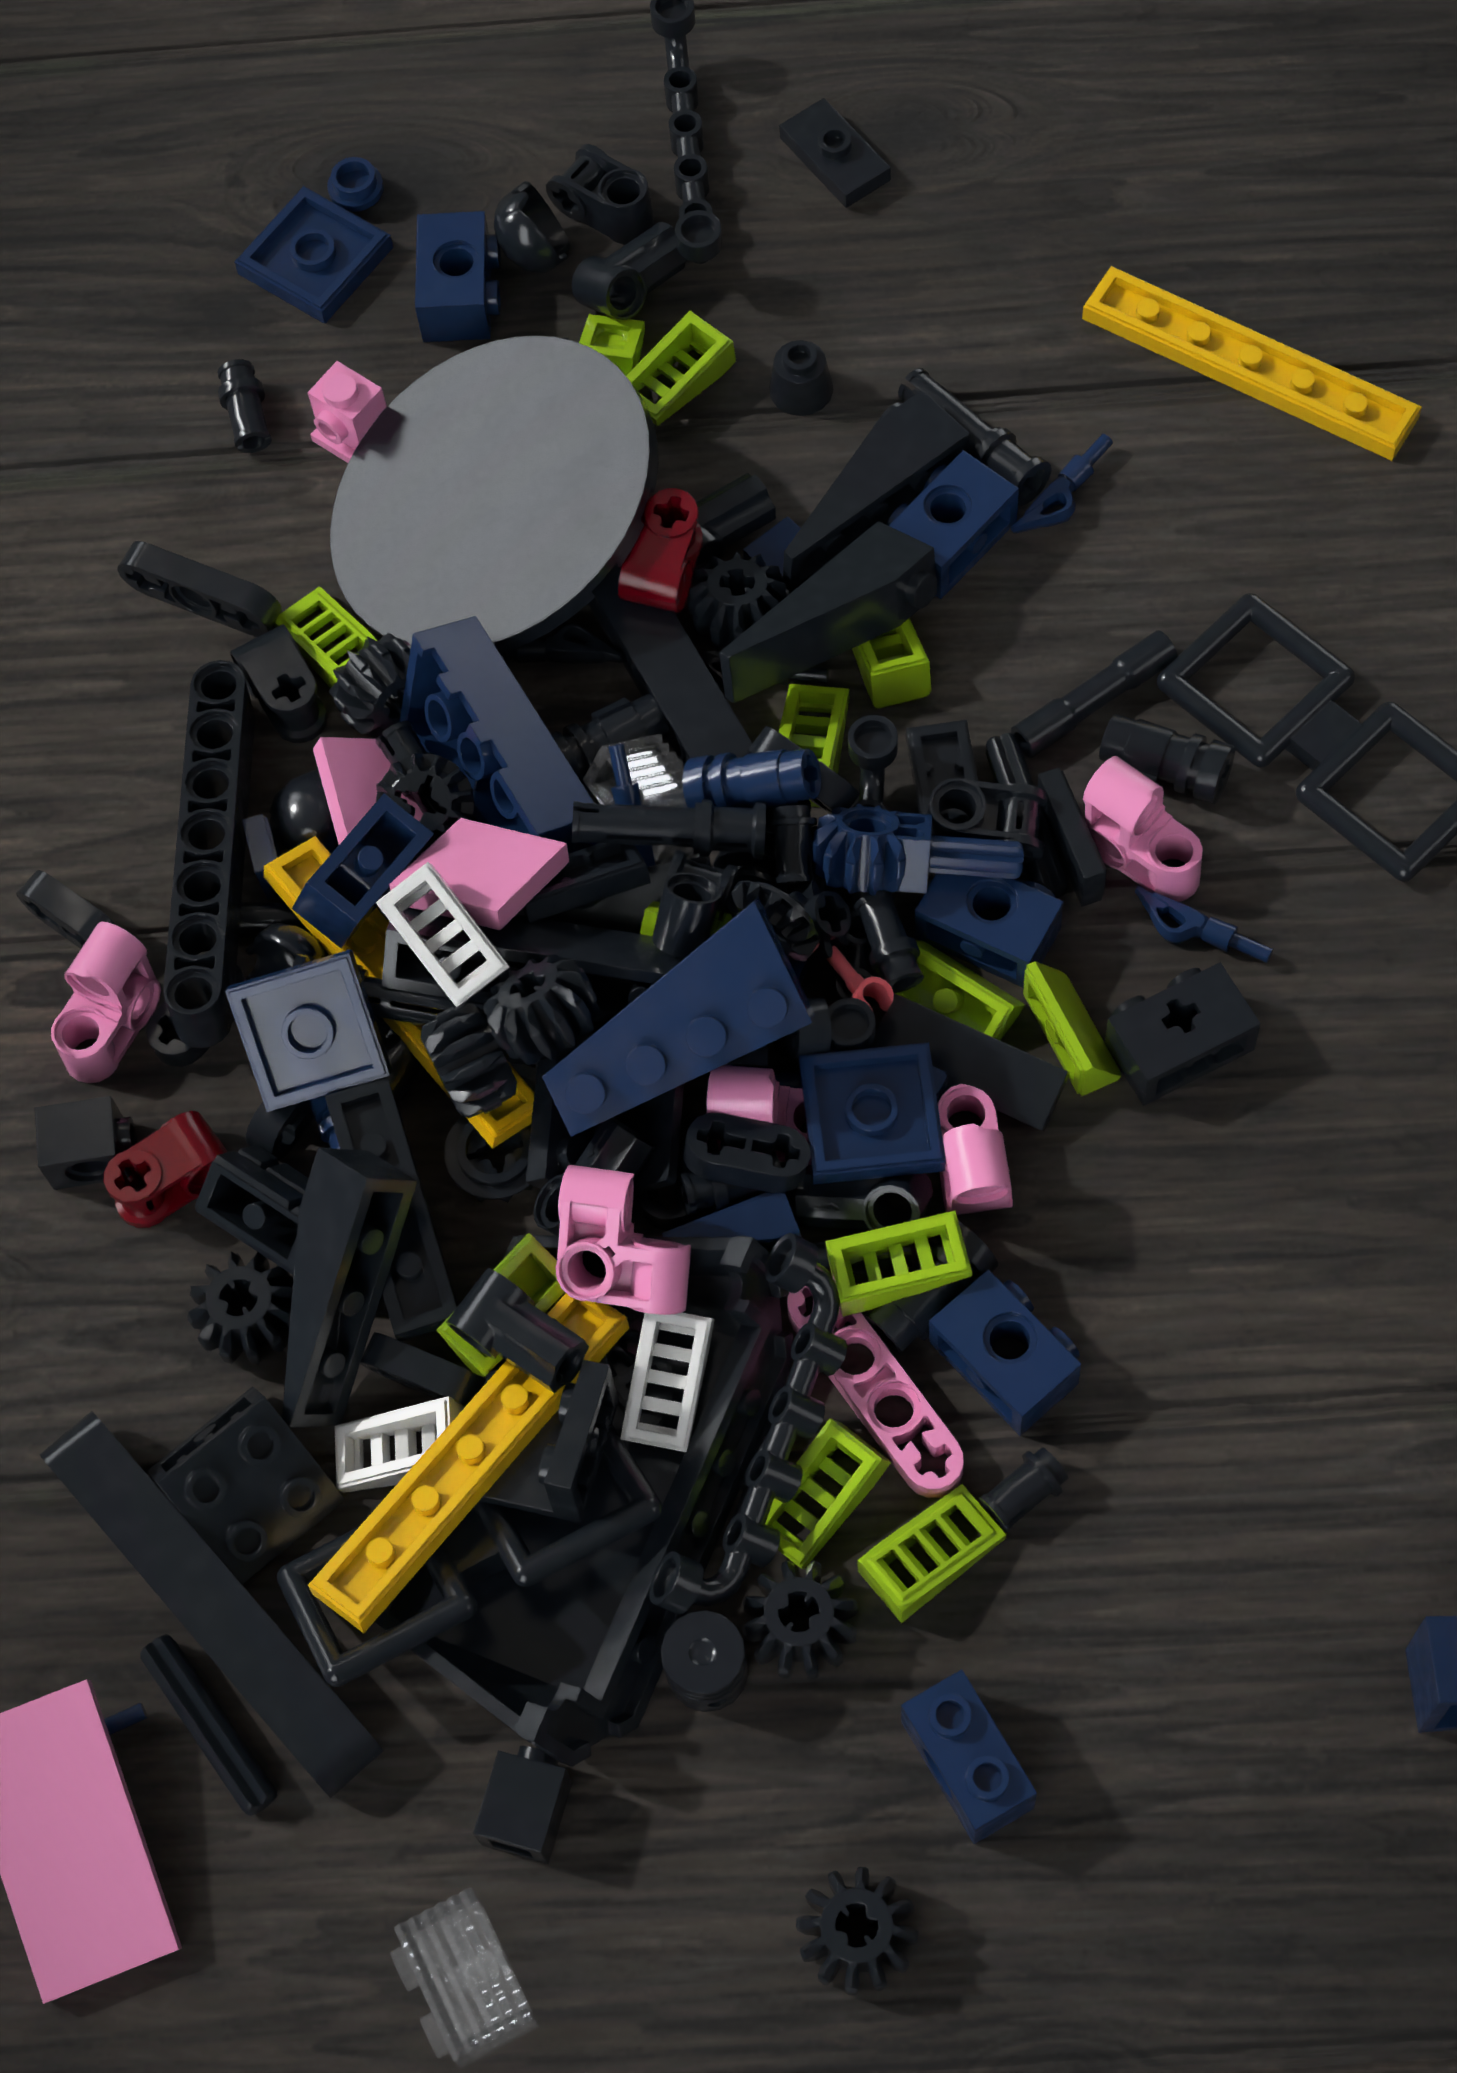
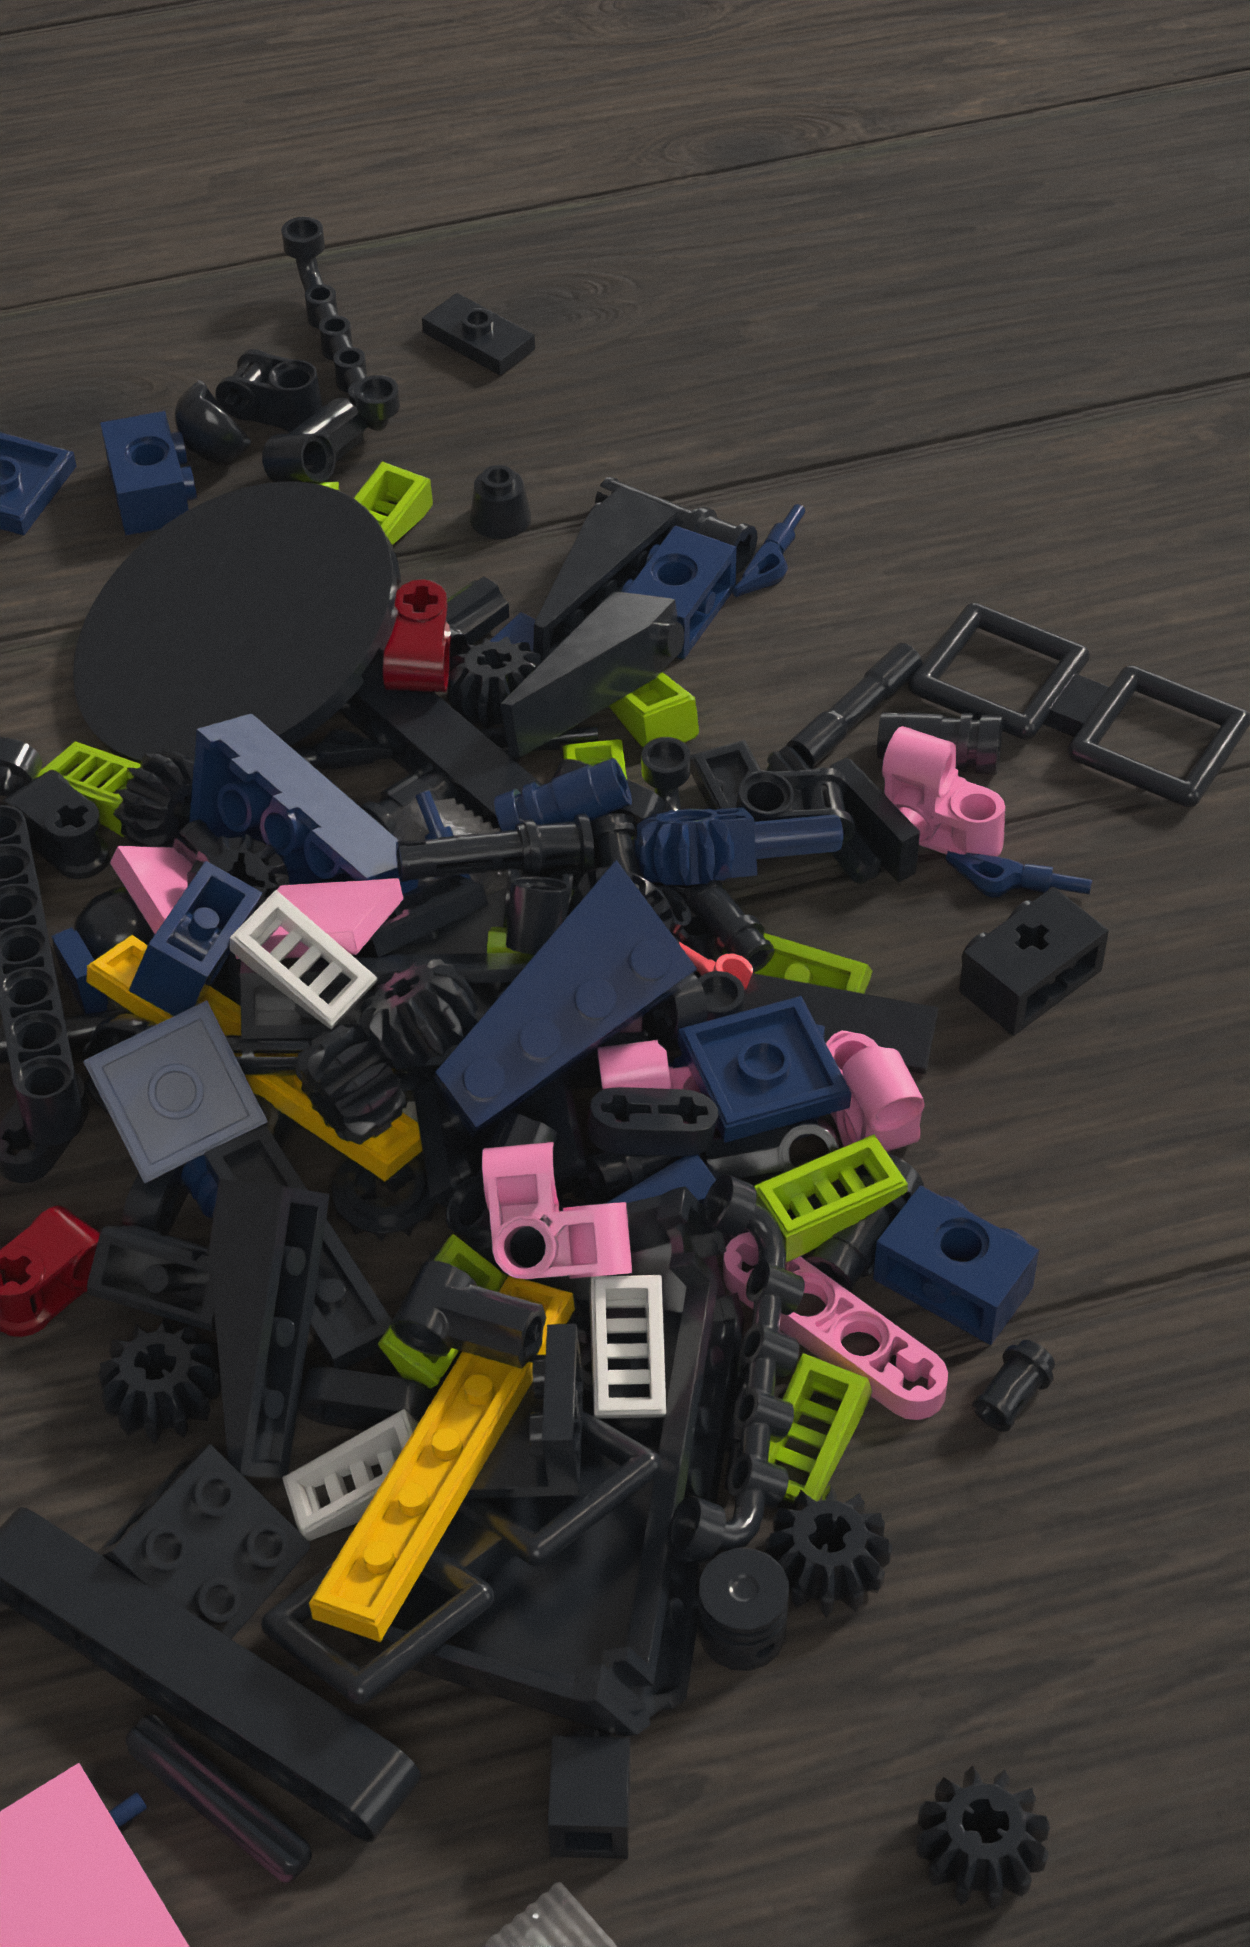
camera: 20 degrees left, 15 degrees down
(344, 409) = (66, 589): bright pink brick -> none
(355, 184) = (28, 417): dark blue plate -> none
(906, 1601) = (911, 1504): lime slope -> none
(968, 1756) = (1043, 1640): dark blue brick -> none
(1003, 946) = (821, 901): dark blue brick -> none
(1069, 1028) = (919, 980): lime slope -> none
(1252, 363) = (909, 434): yellow tile -> none

